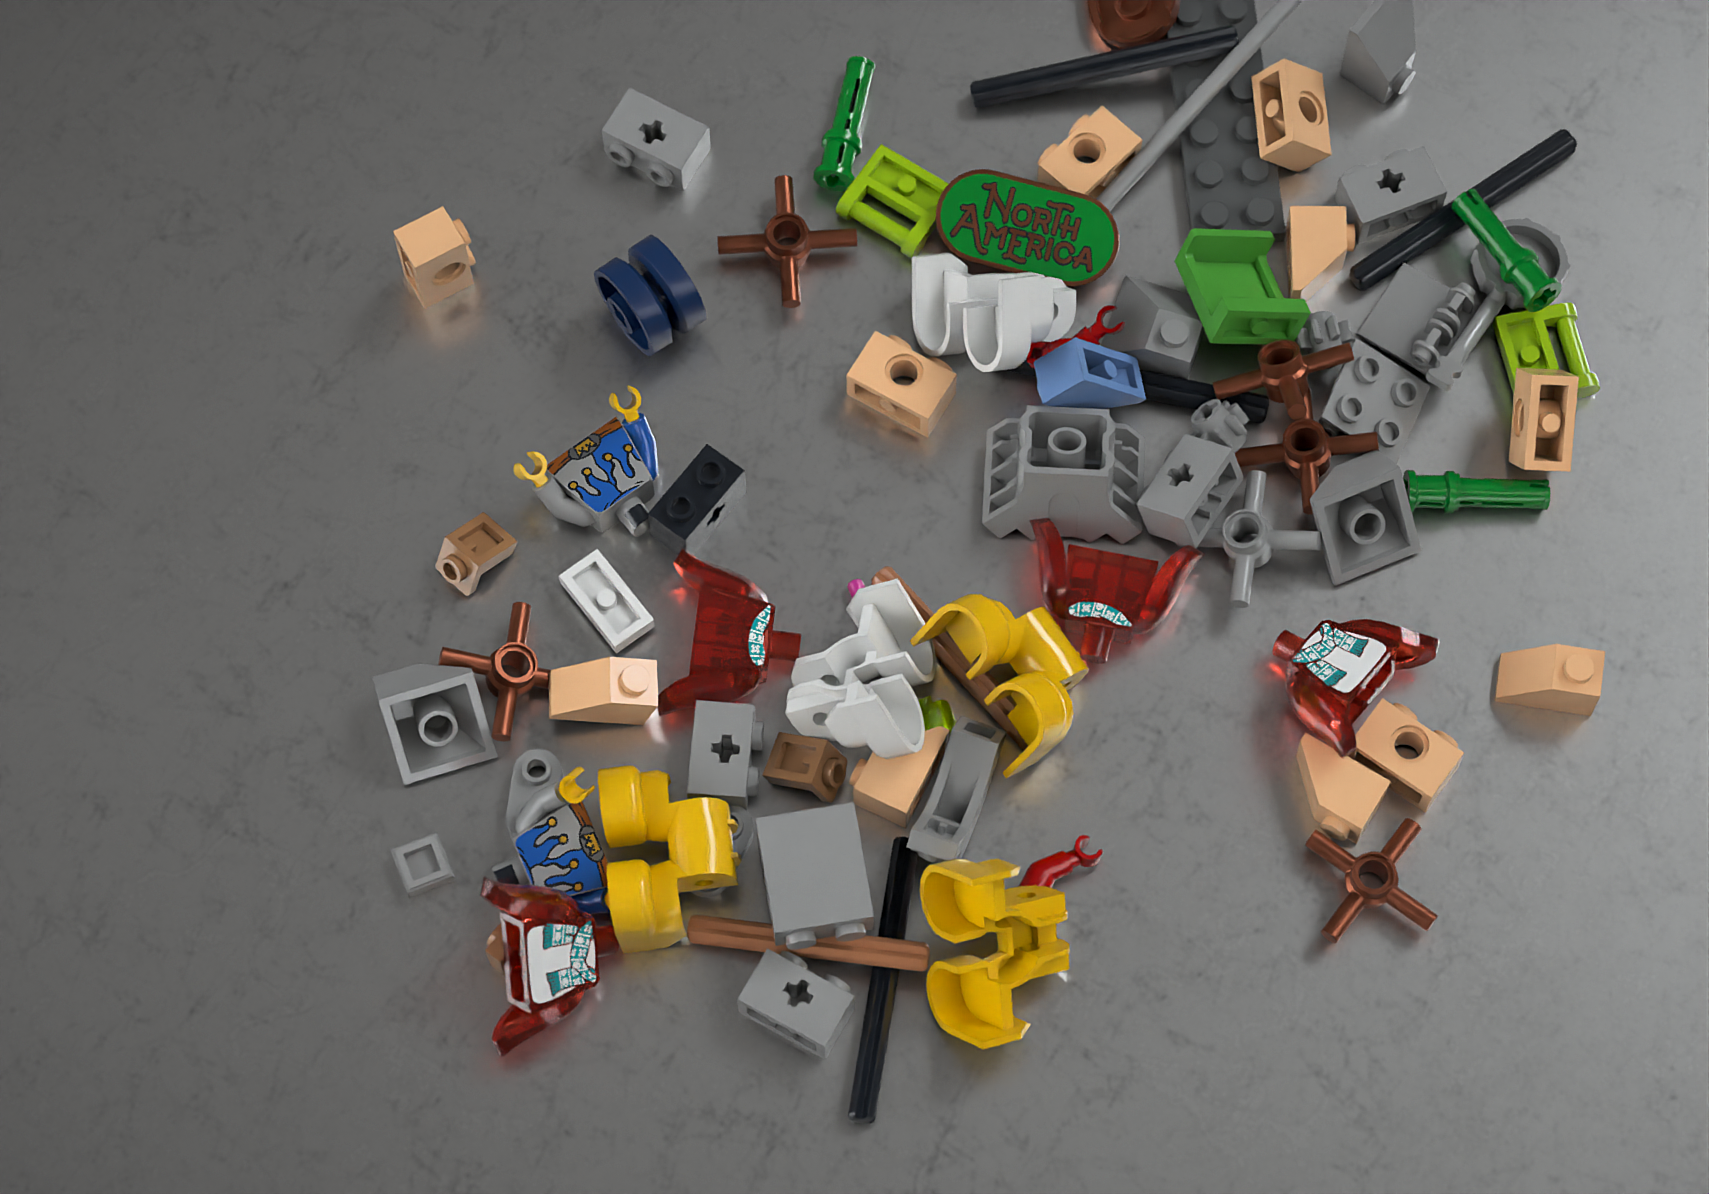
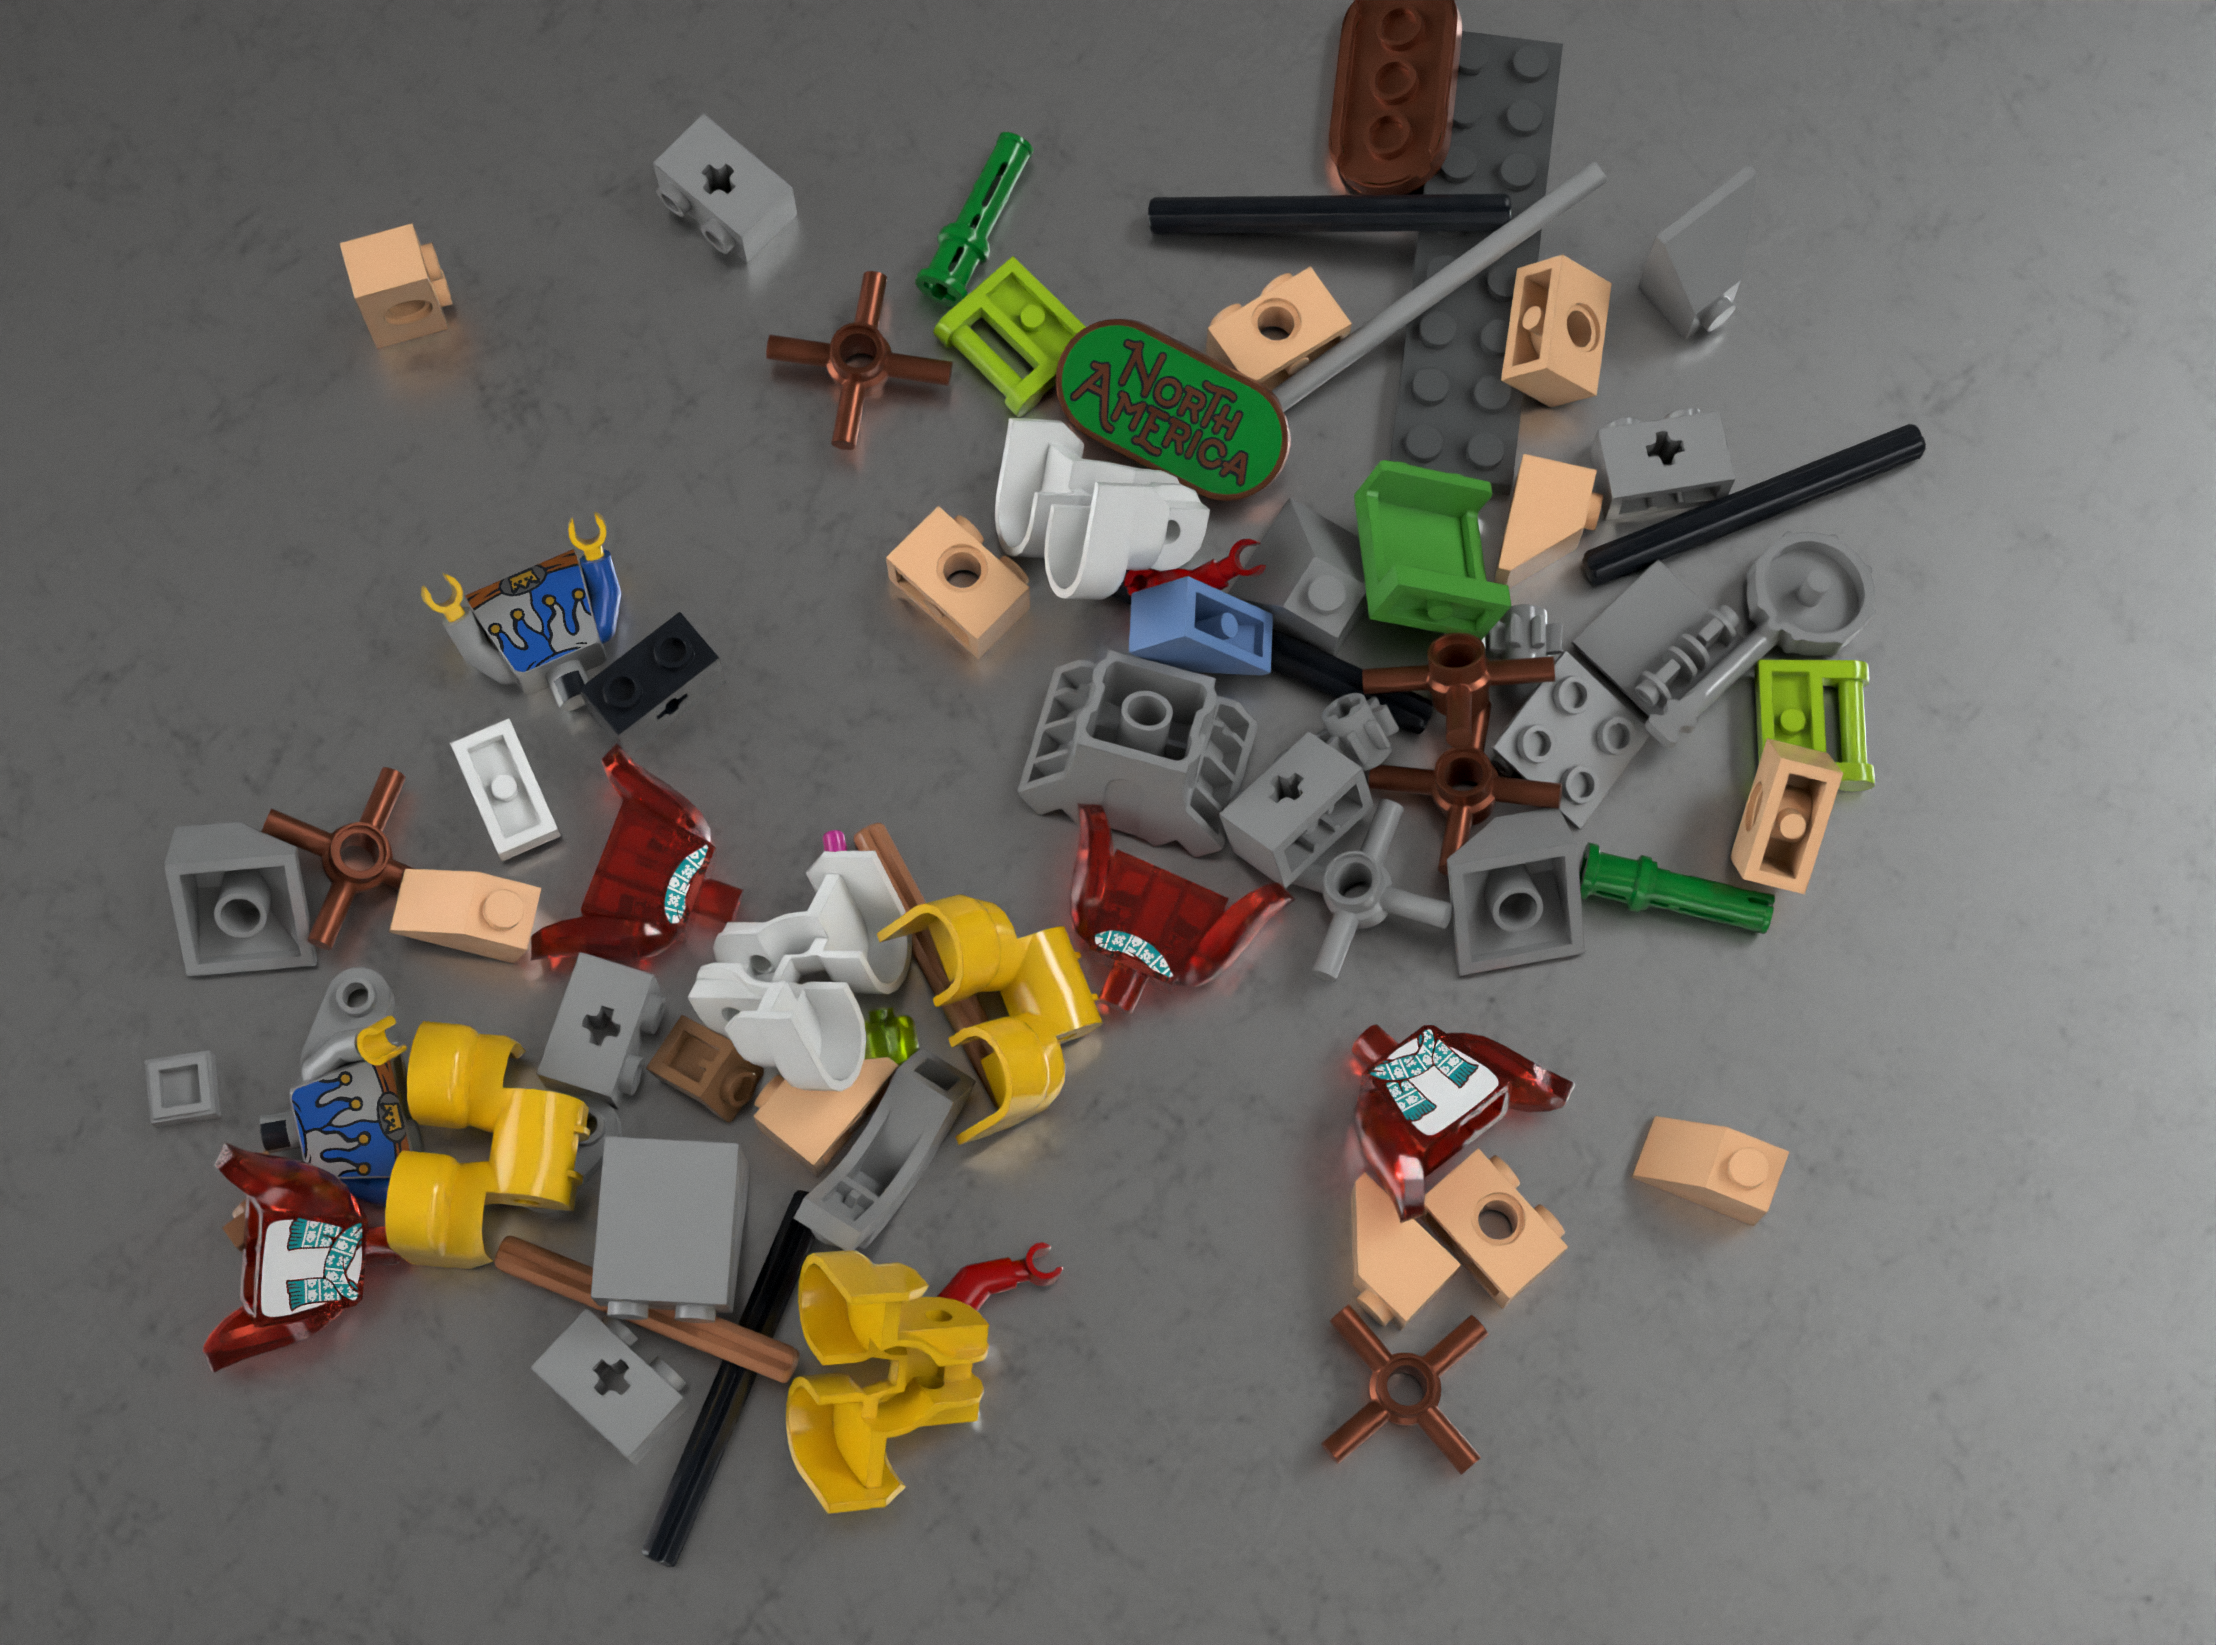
camera: 10 degrees right, 5 degrees up
(473, 551) = (352, 686): medium nougat bracket -> none
(650, 295) = (651, 399): dark blue wheel -> none
(1517, 264) = (1803, 597): green pin -> none

